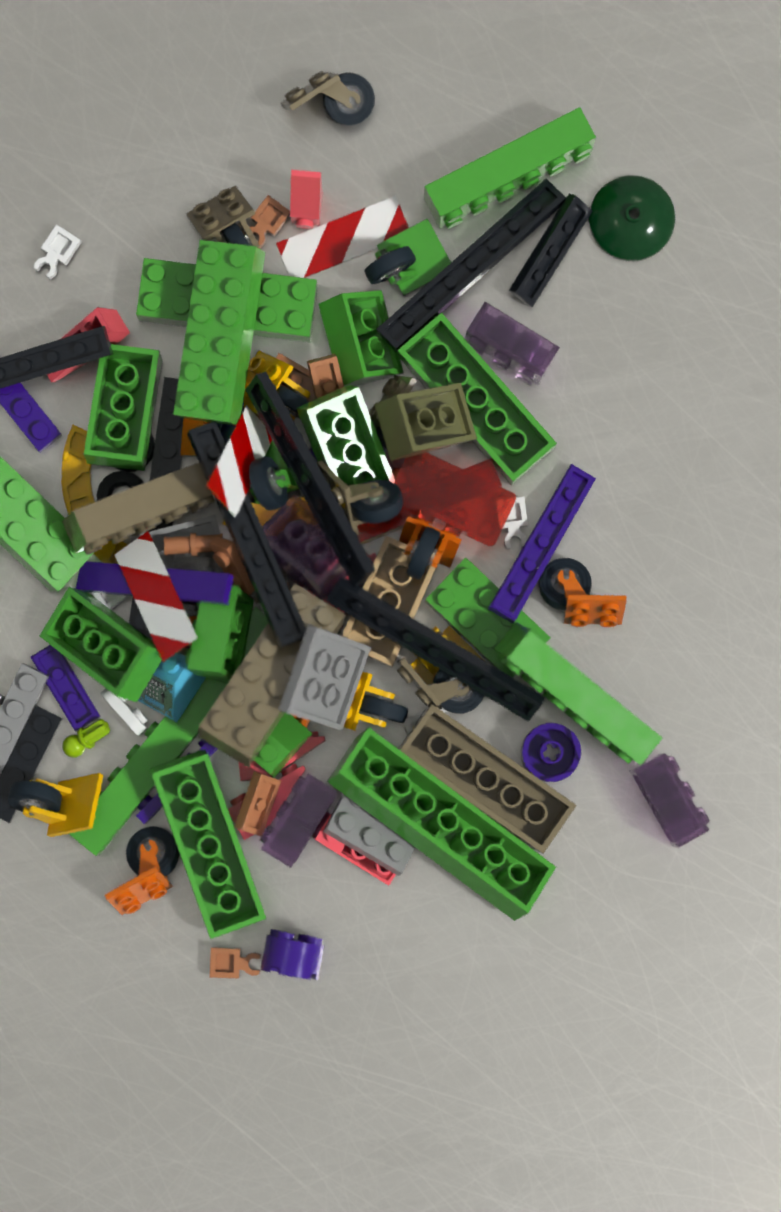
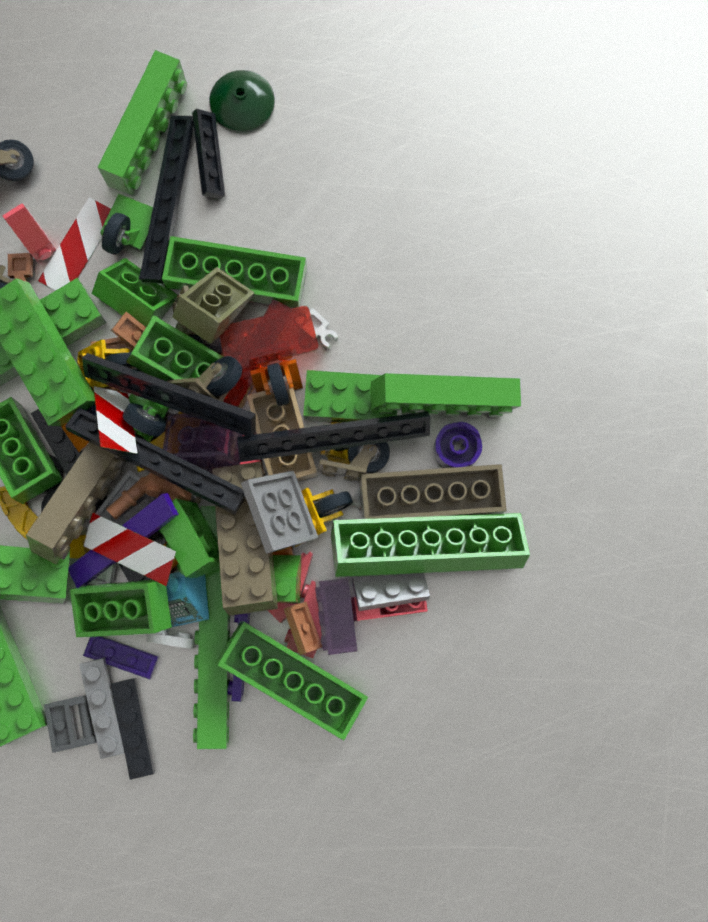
camera: 40 degrees left, 5 degrees down
(64, 806) = (178, 735): yellow plate -> none
(75, 744) = (157, 688): lime axle -> none
(152, 857) = (263, 718): plate -> none
(228, 963) = (366, 746): nougat plate -> none
(292, 956) = (404, 707): dark purple brick -> none
(511, 344) = (230, 222): clear purple brick -> none
(541, 544) = (347, 327): dark purple tile -> none
(568, 586) = (384, 339): plate -> none
(670, 799) = (554, 415): clear purple brick -> none

